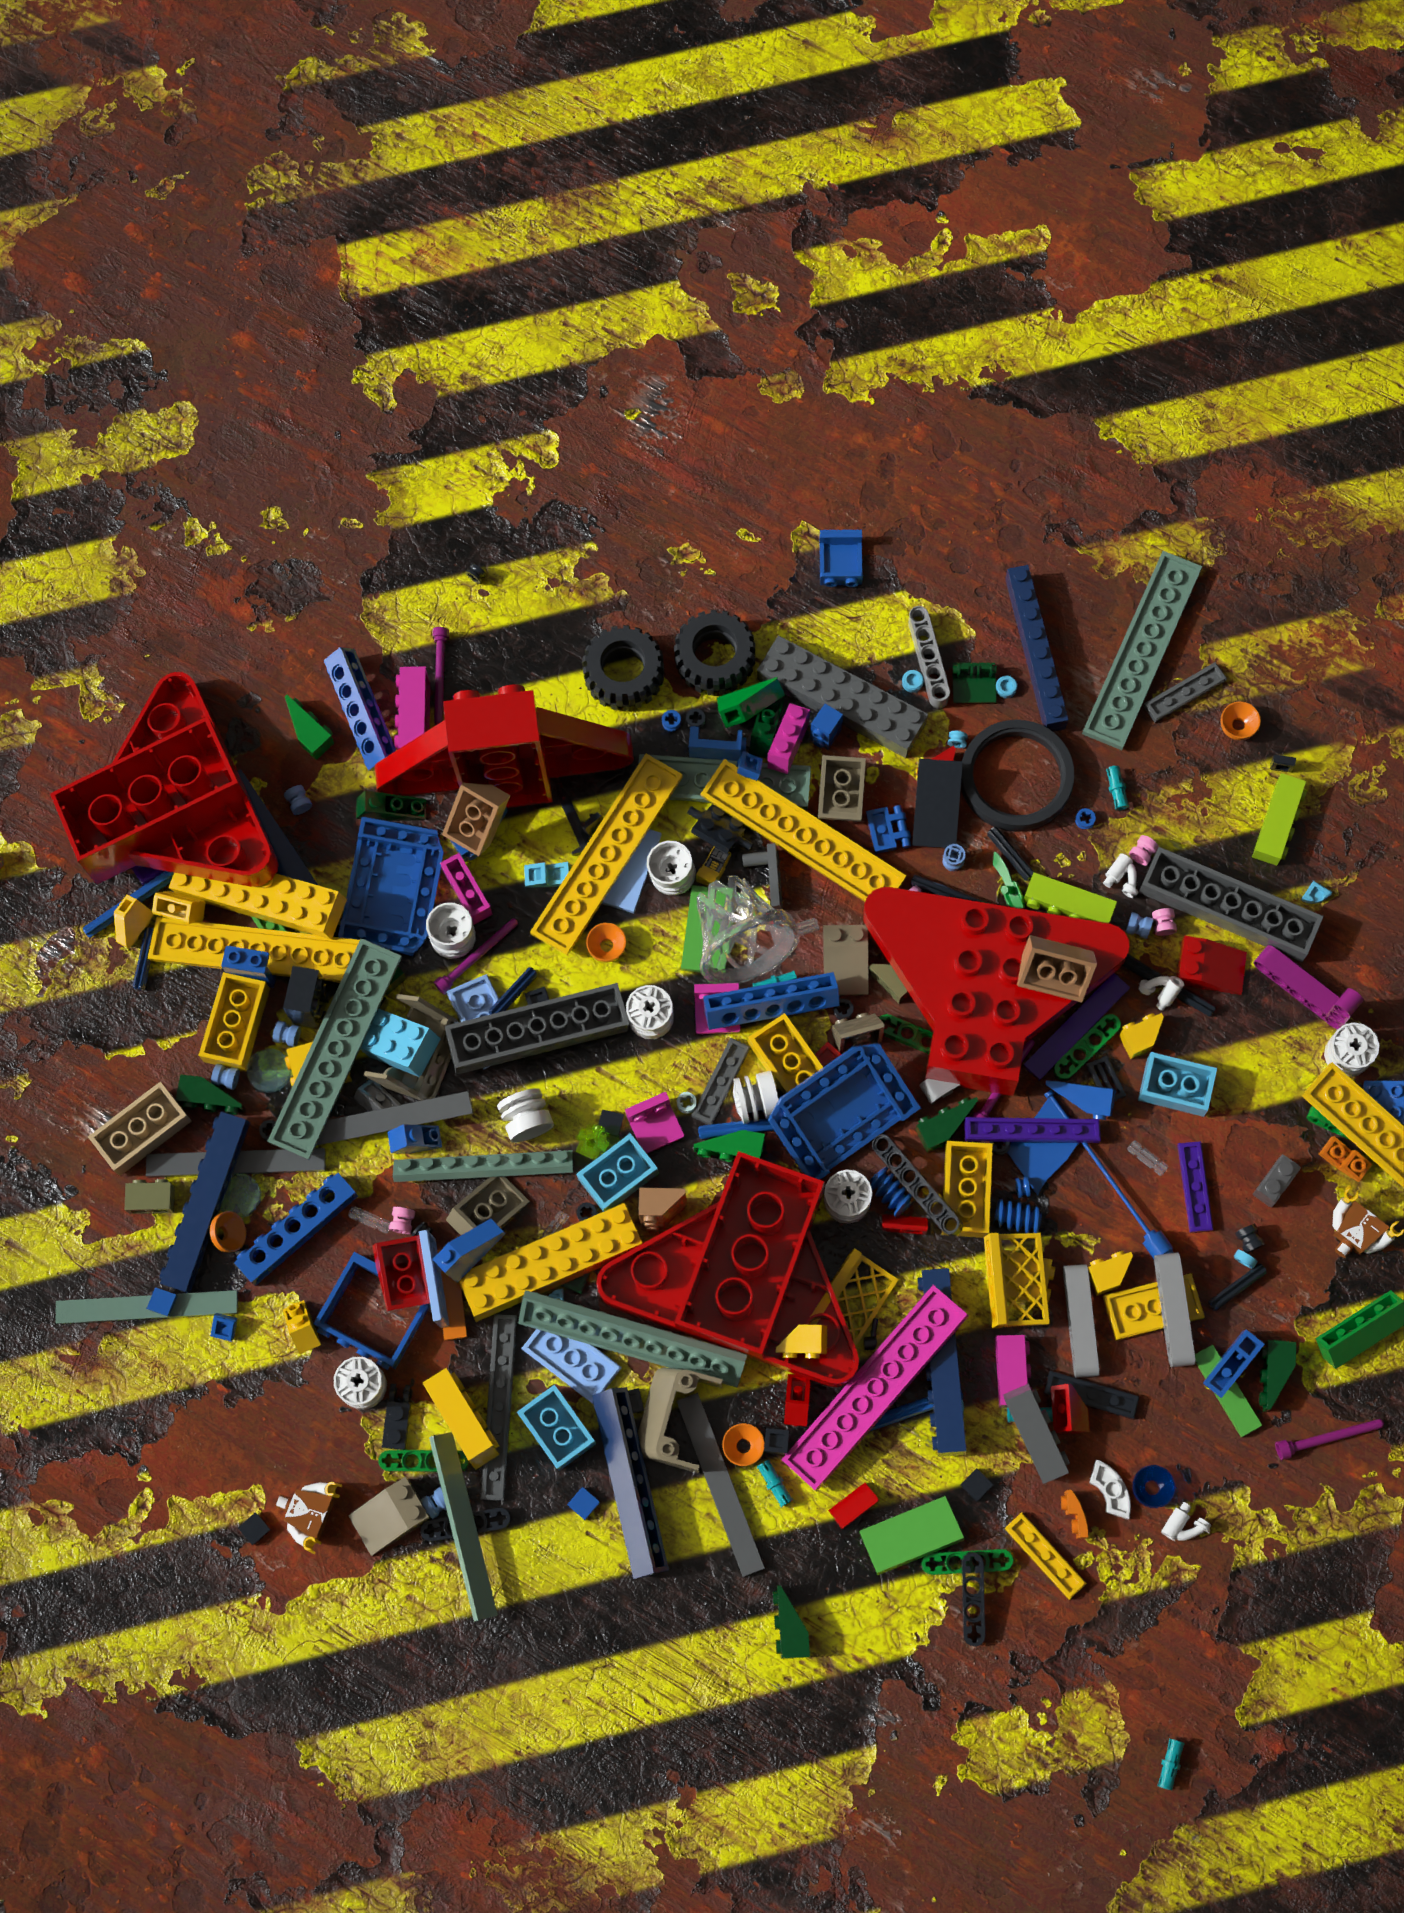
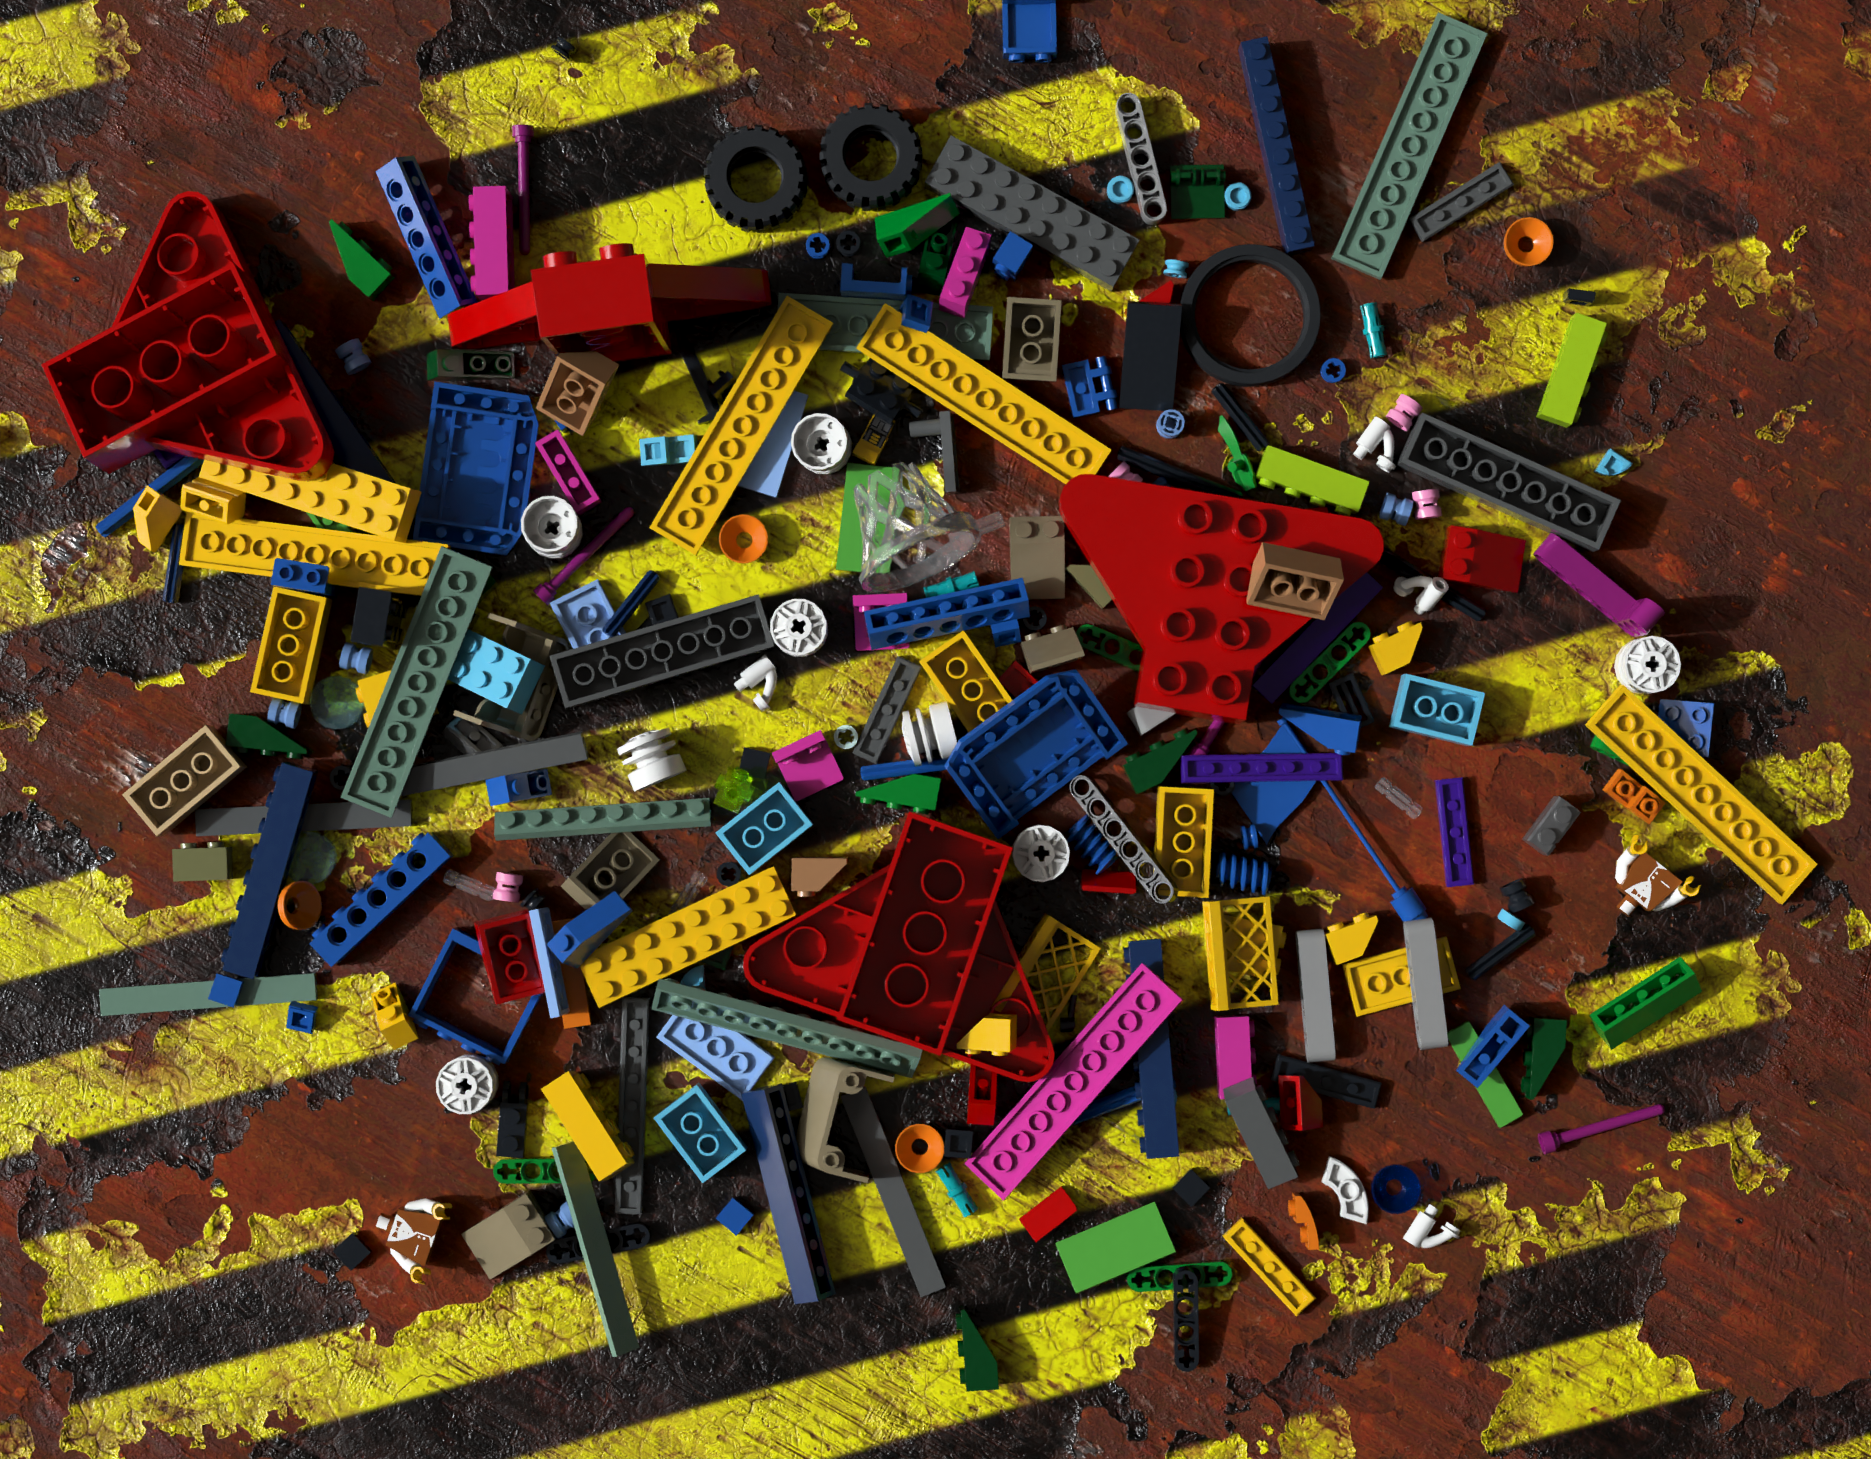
camera: 10 degrees left, 15 degrees up
(613, 1050) = (756, 673): none -> white plant
(819, 1019) = (1006, 633): none -> blue tile

